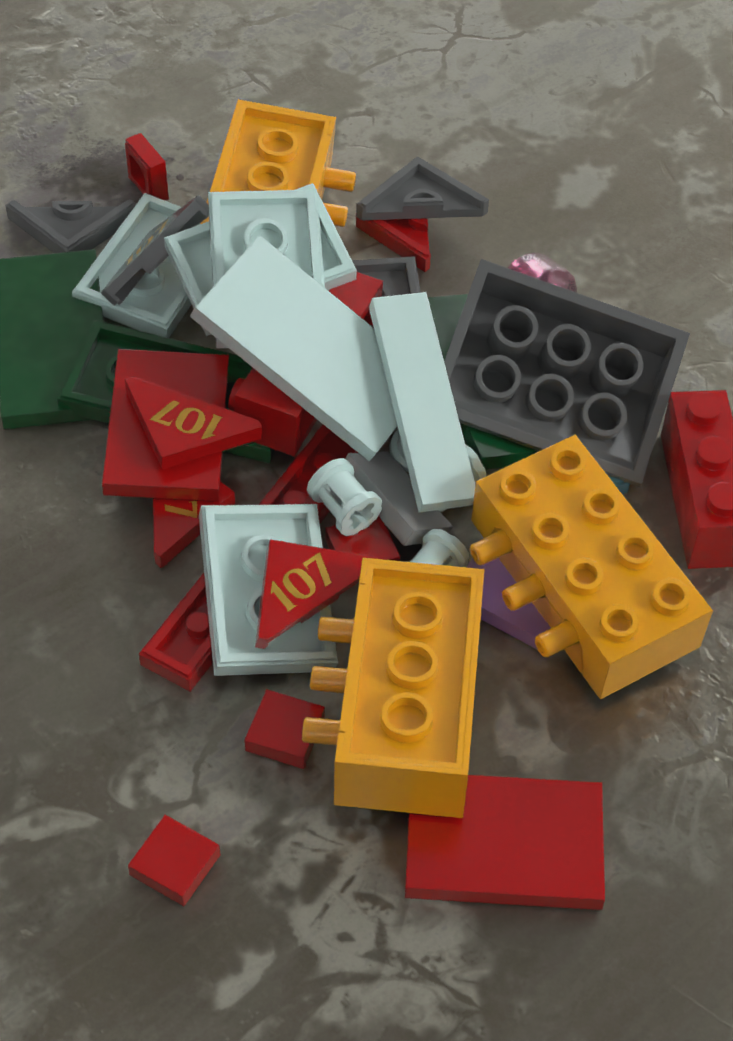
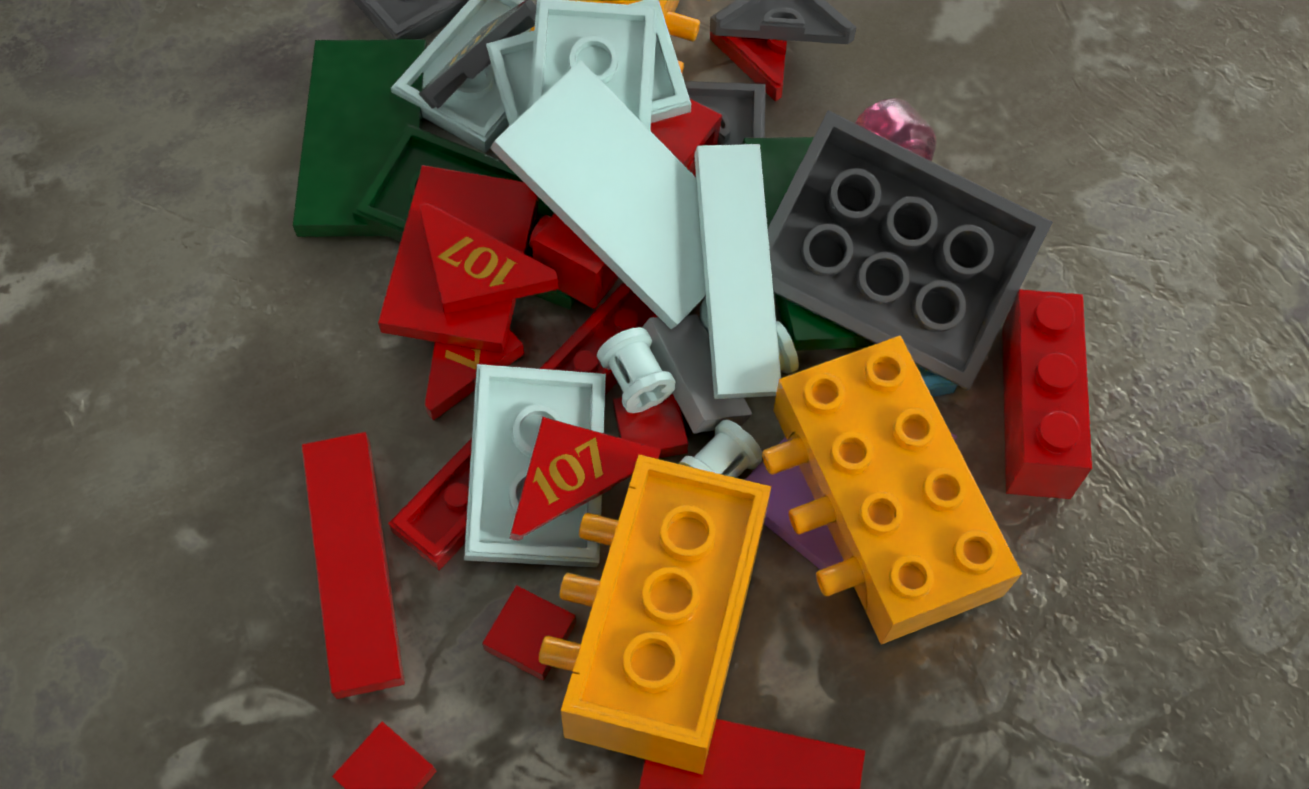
camera: 10 degrees right, 10 degrees up
(111, 694) = (352, 566): none -> red tile

